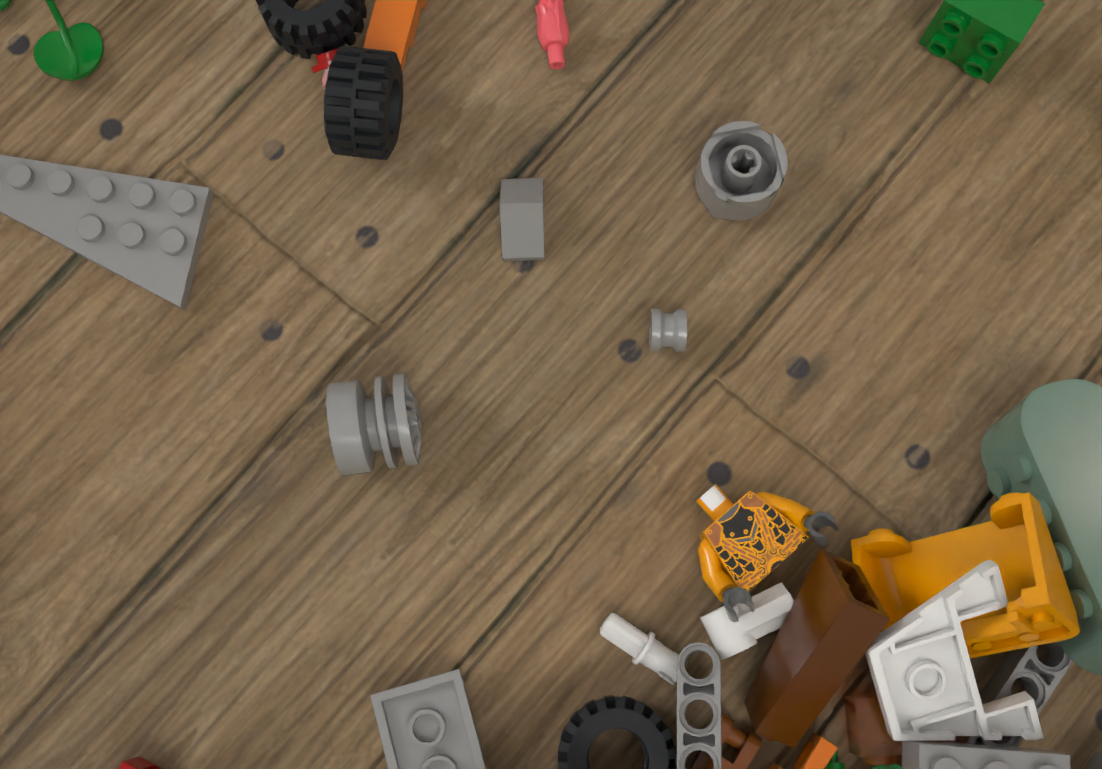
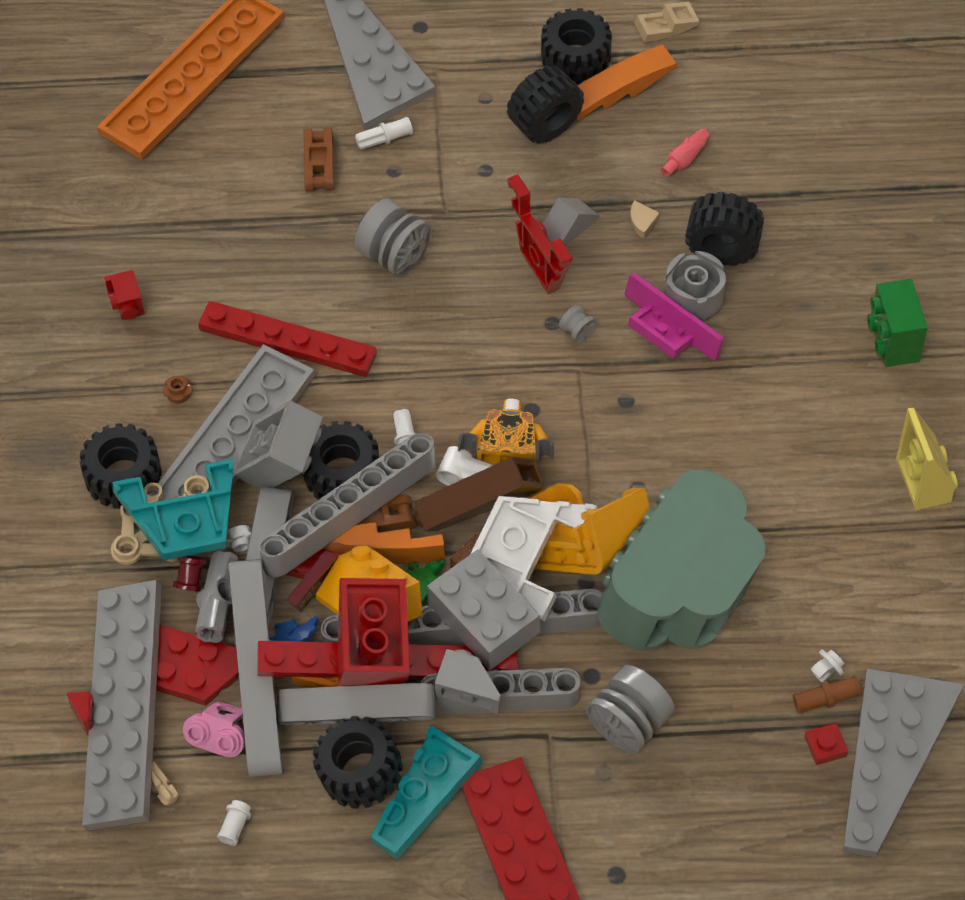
camera: 45 degrees right, 20 degrees down
(175, 398) = (318, 158): none -> dark orange plate
(214, 297) = (384, 133): none -> white axle
(378, 654) = (287, 338): none -> red plate
(534, 284) = (546, 258): none -> red wing
(591, 140) = (643, 218): none -> tan tile
(707, 77) = (725, 227): none -> black tyre
(754, 242) = (668, 323): none -> dark pink bracket

